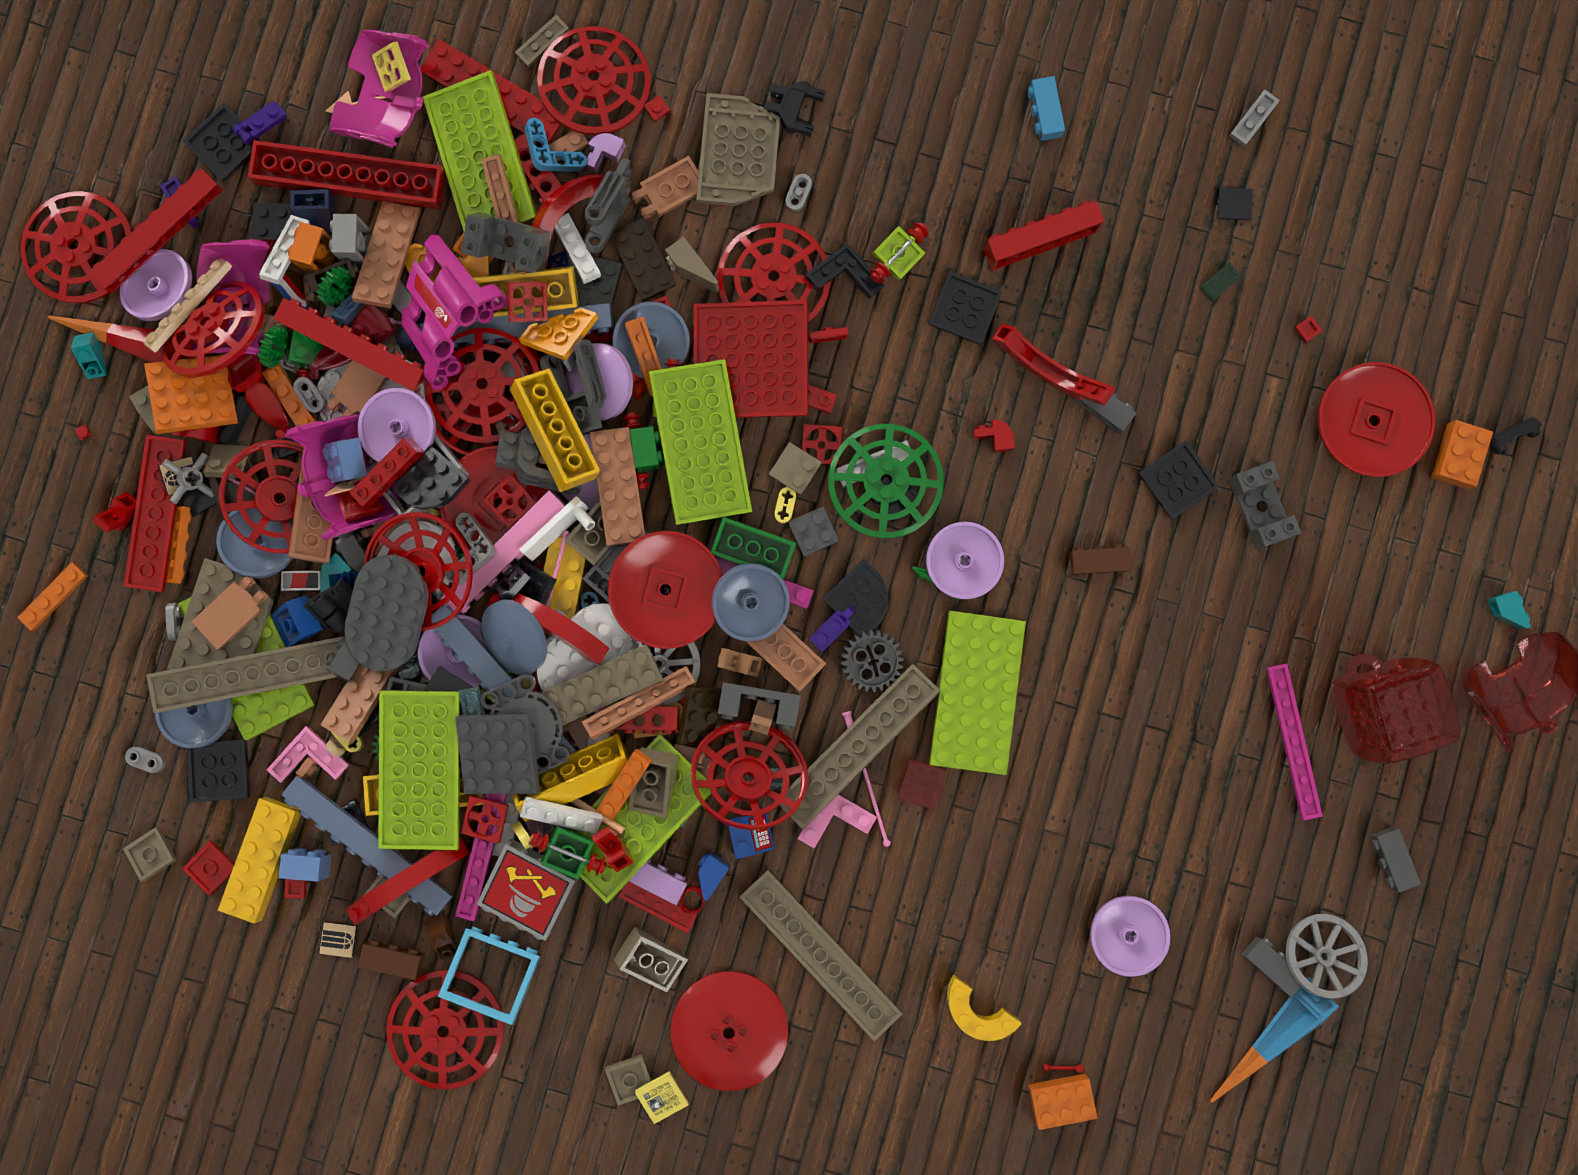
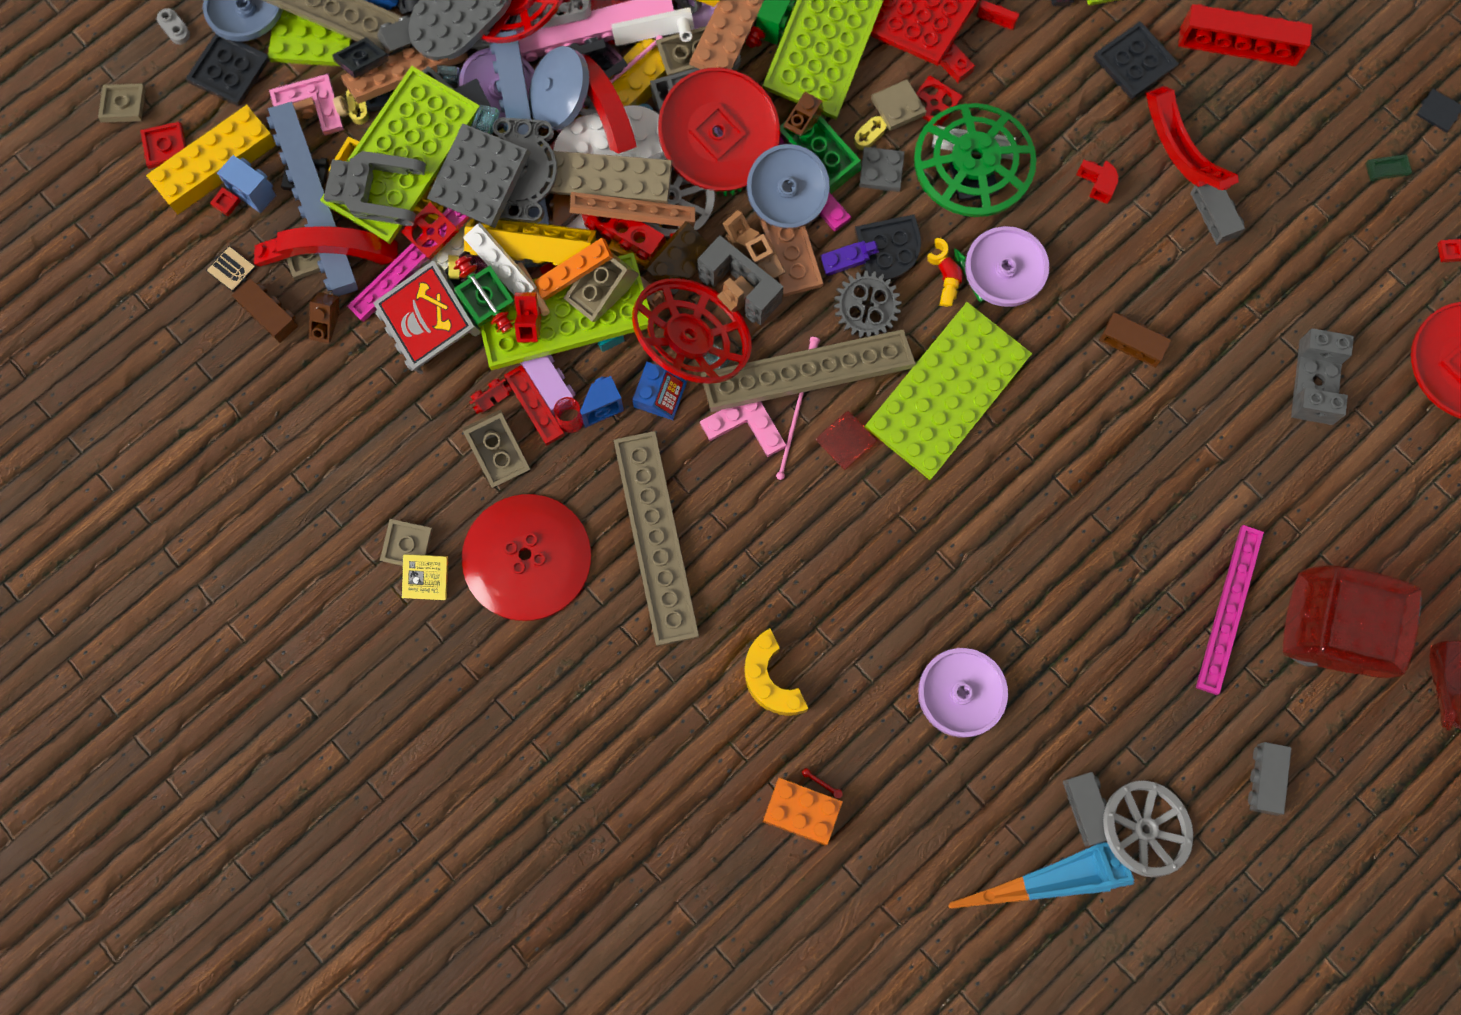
camera: 25 degrees right, 10 degrees down
(327, 702) = (360, 57): none -> black plate
(398, 824) = (351, 184): none -> dark grey plate
(457, 1035) = (278, 409): red dish -> none
(476, 1006) = (361, 404): medium azure window -> none
(619, 910) = (496, 390): none -> red hinge
(728, 536) = (804, 114): none -> reddish brown slope
(767, 672) = (765, 256): none -> medium nougat brick
(923, 592) = (950, 270): none -> yellow piece
(1178, 480) = (1250, 312): black plate -> none

